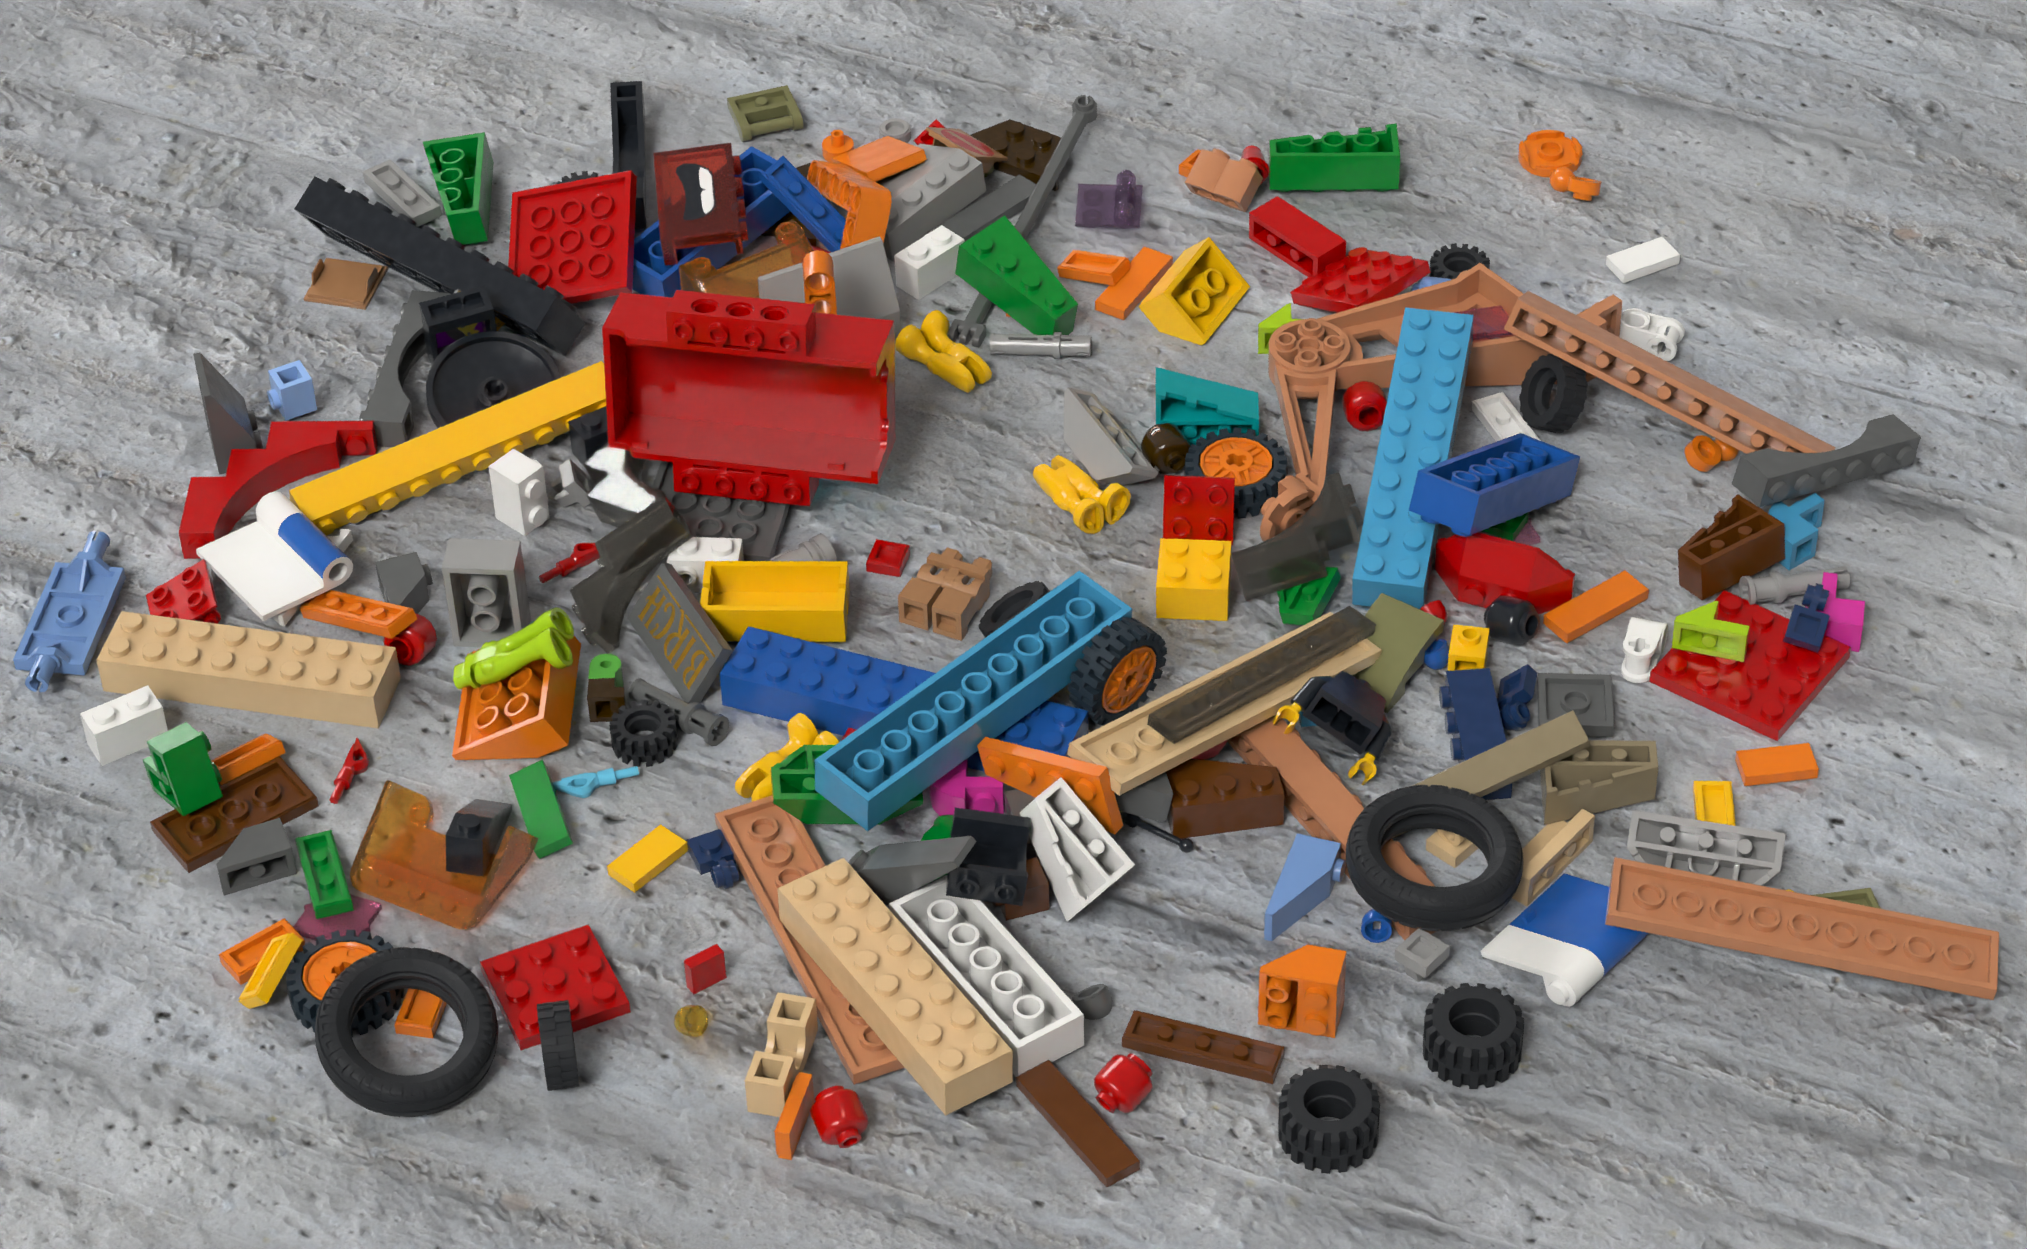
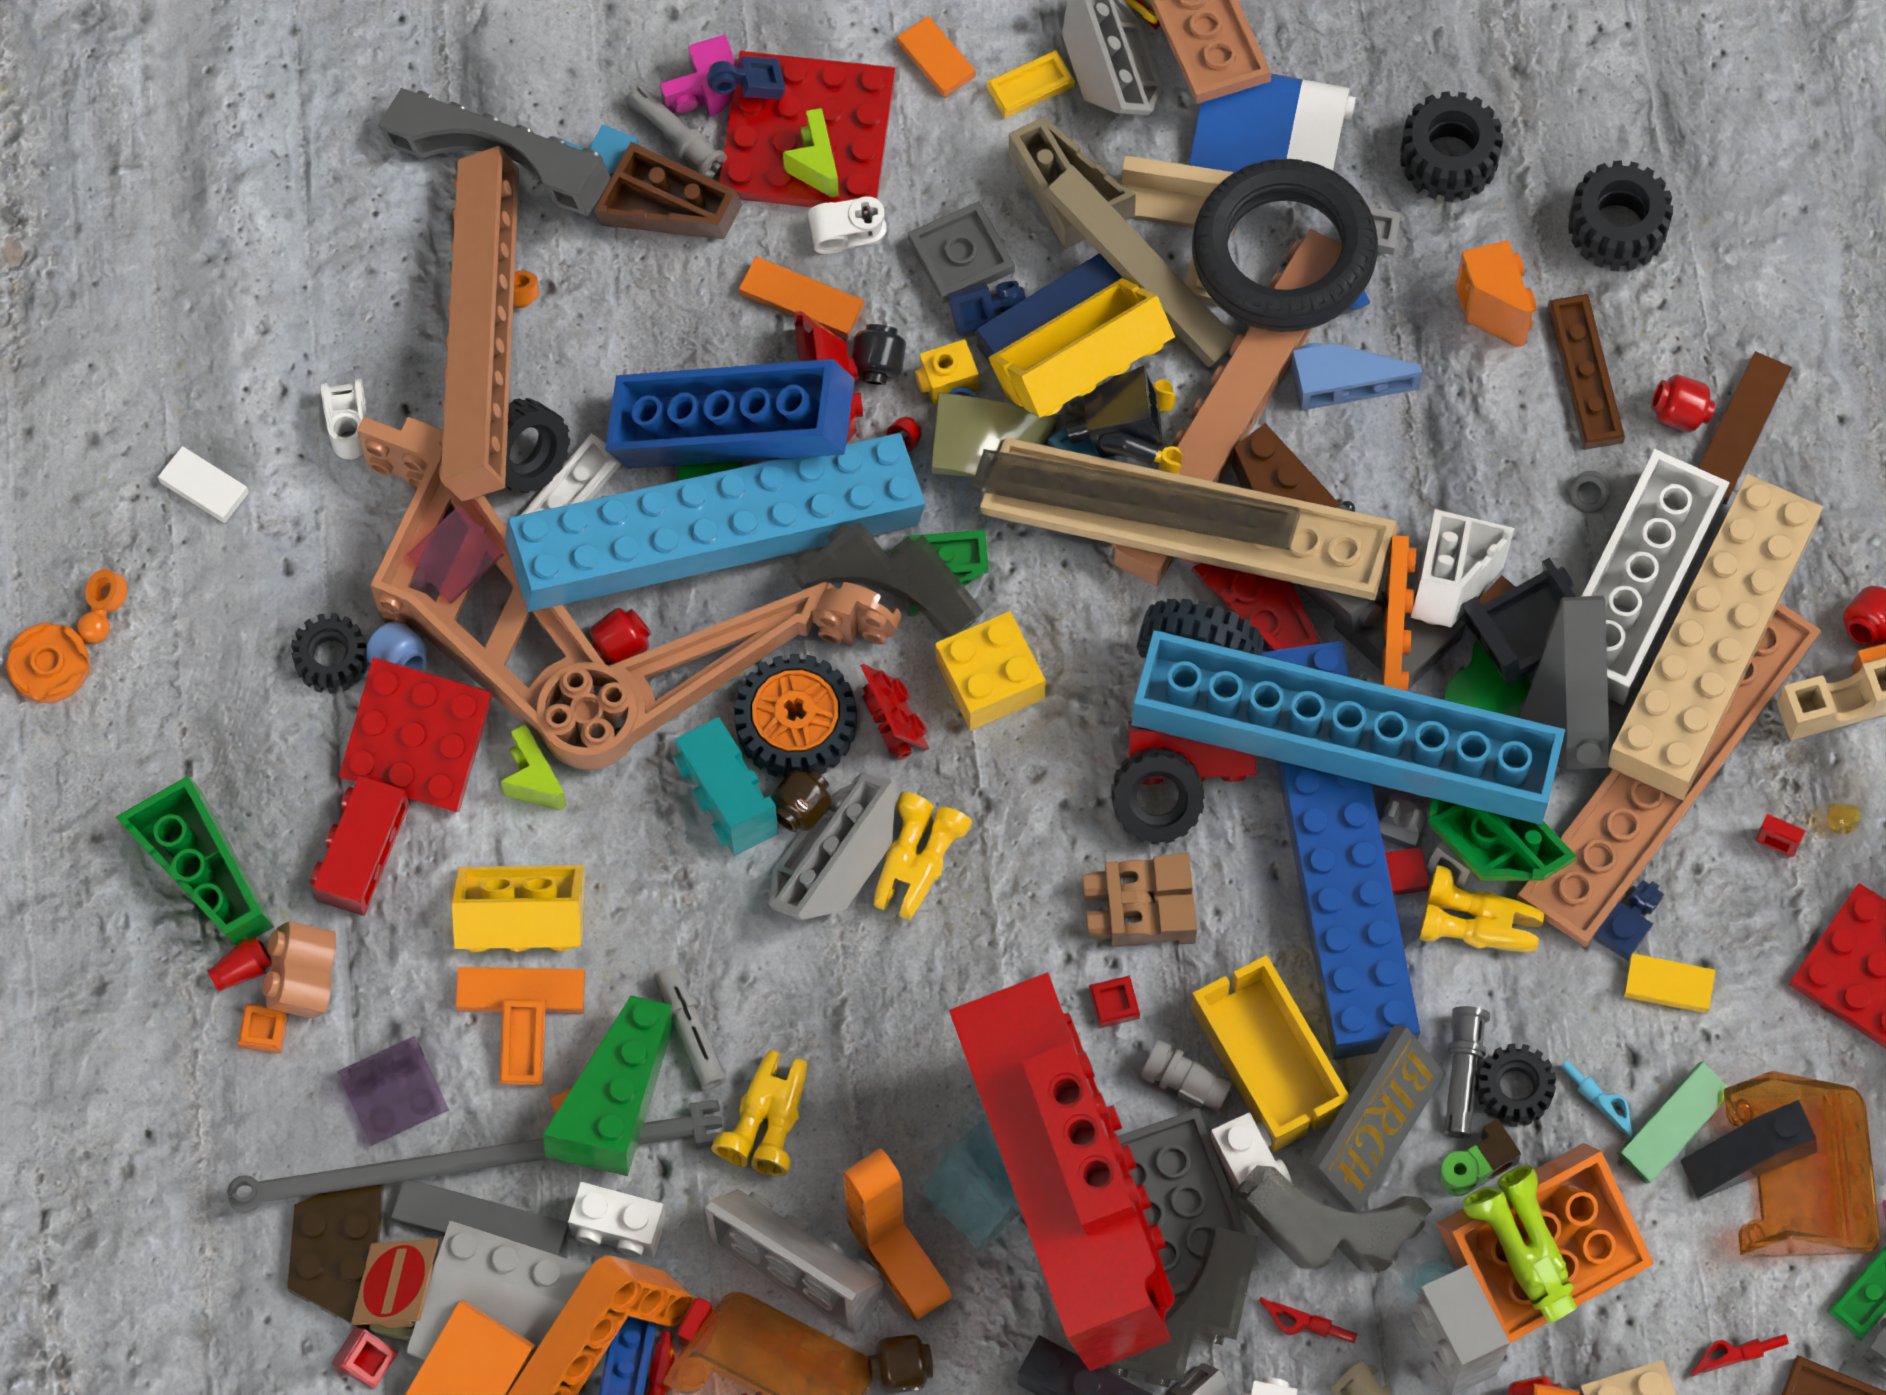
camera: 120 degrees left, 25 degrees up
(1422, 701) = (1082, 348): none -> yellow piece

